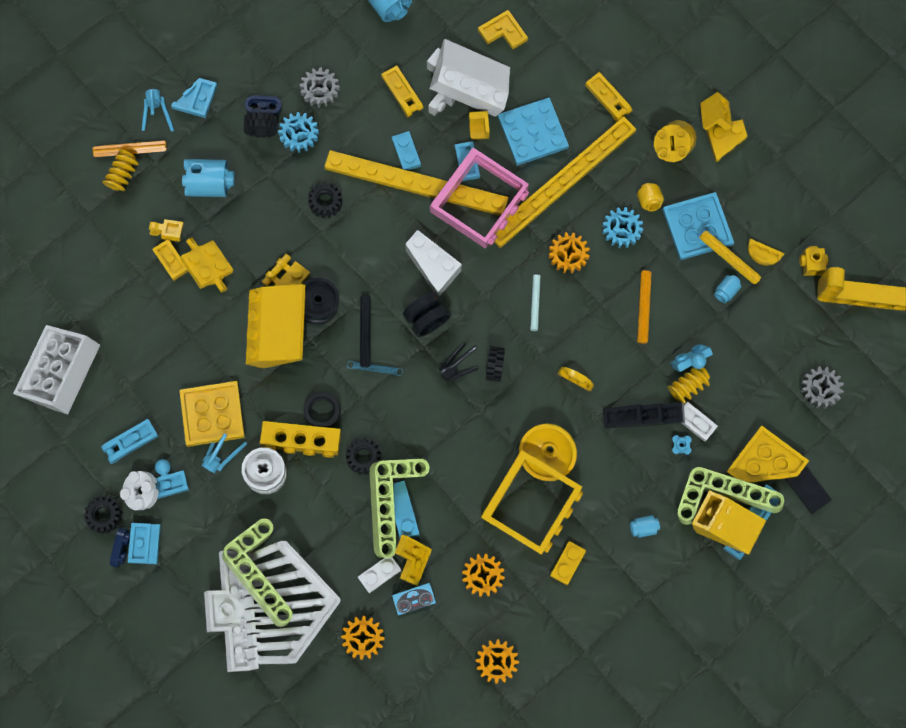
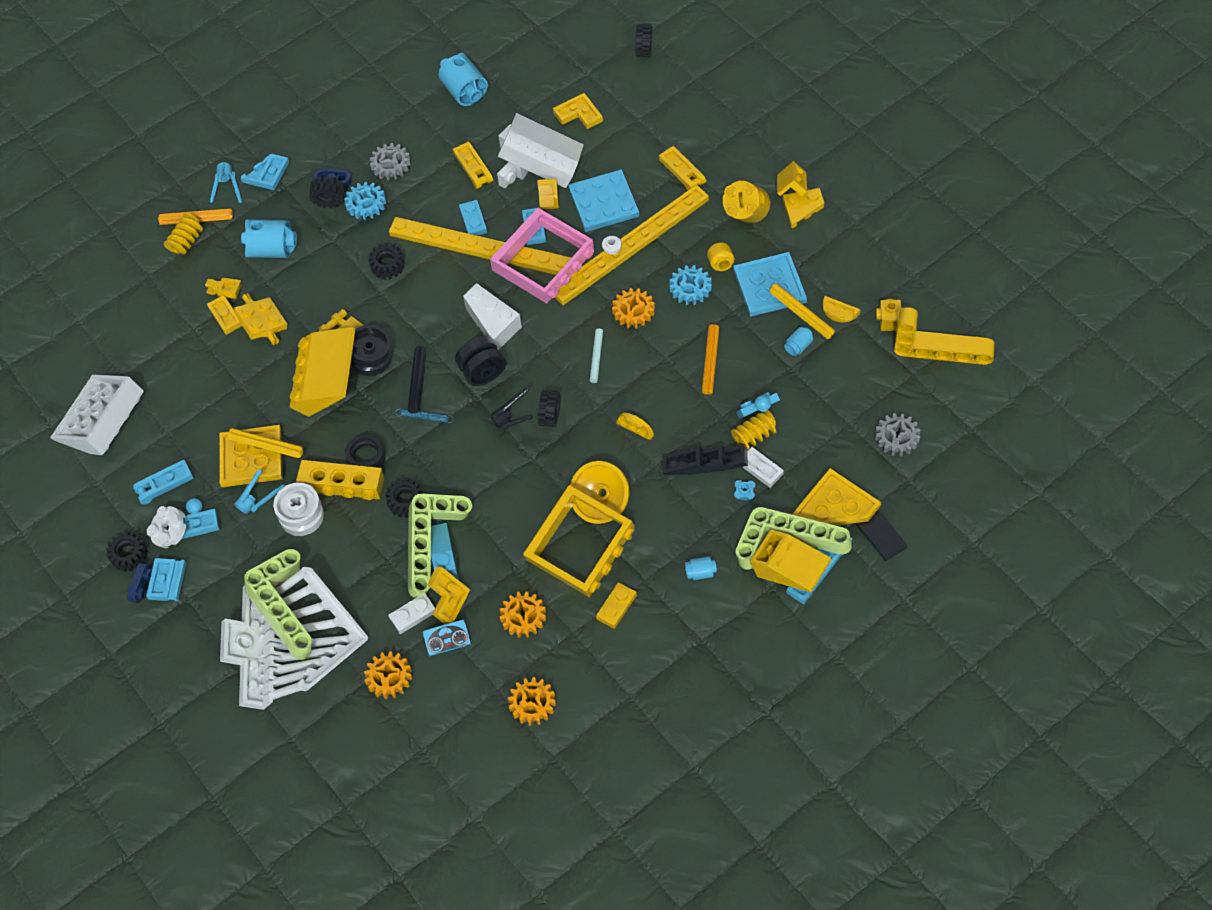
camera: 10 degrees right, 15 degrees down
(225, 402) = (265, 443): none -> yellow axle
(545, 190) = (611, 249): none -> white plate

